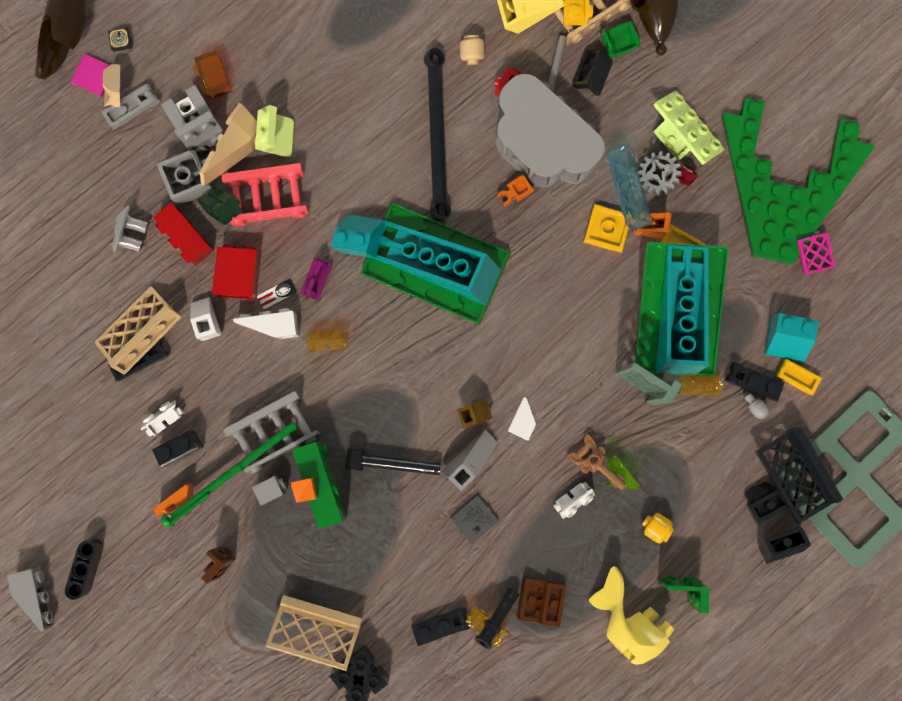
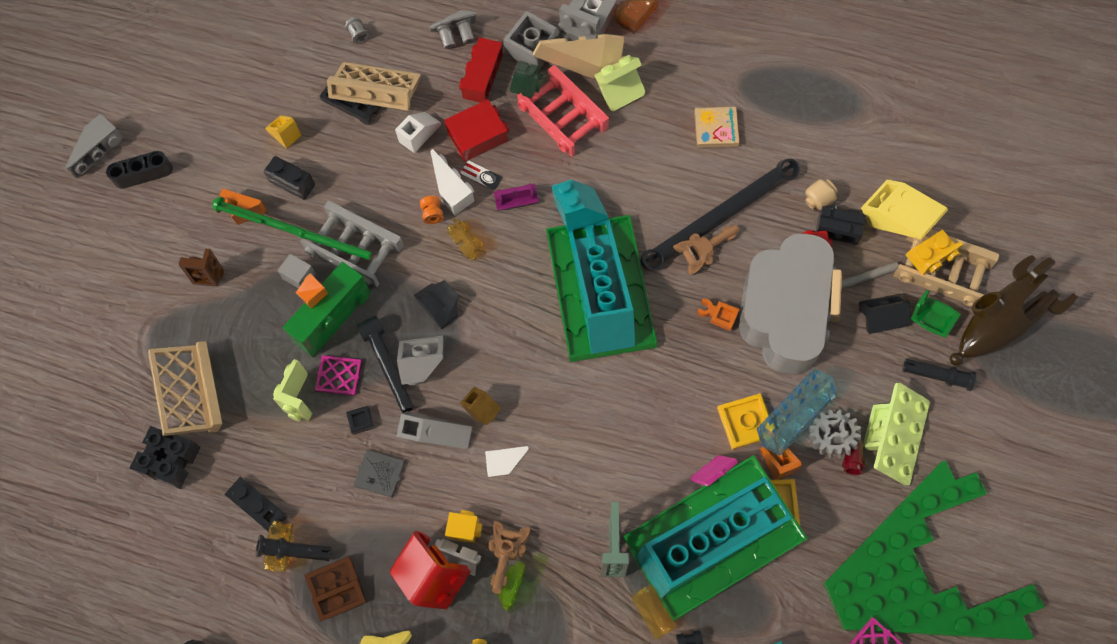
camera: 60 degrees right, 15 degrees down
(78, 313) = (357, 30): none -> light grey bush
(126, 428) = (284, 130): none -> yellow slope
(154, 422) = (301, 147): white hinge -> none
(284, 351) = (431, 208): none -> orange wheel
(360, 86) = (716, 127): none -> tan tile
(365, 496) = (318, 388): none -> dark pink window
(367, 393) = (439, 302): none -> black slope
(370, 557) = (286, 393): none -> yellowish green bracket
(405, 435) = (419, 358): none -> light grey slope
(423, 510) = (360, 420): none -> black tile
(456, 166) = (703, 247): none -> medium nougat piece
(505, 53) = (841, 224): none -> black brick
(557, 481) = (463, 527): none -> yellow brick
(565, 96) = (836, 295): none -> tan tile
(578, 530) = (426, 574): none -> red piece
(632, 276) = (713, 470): none -> dark pink piece
(668, 63) = (950, 375): none -> black pin

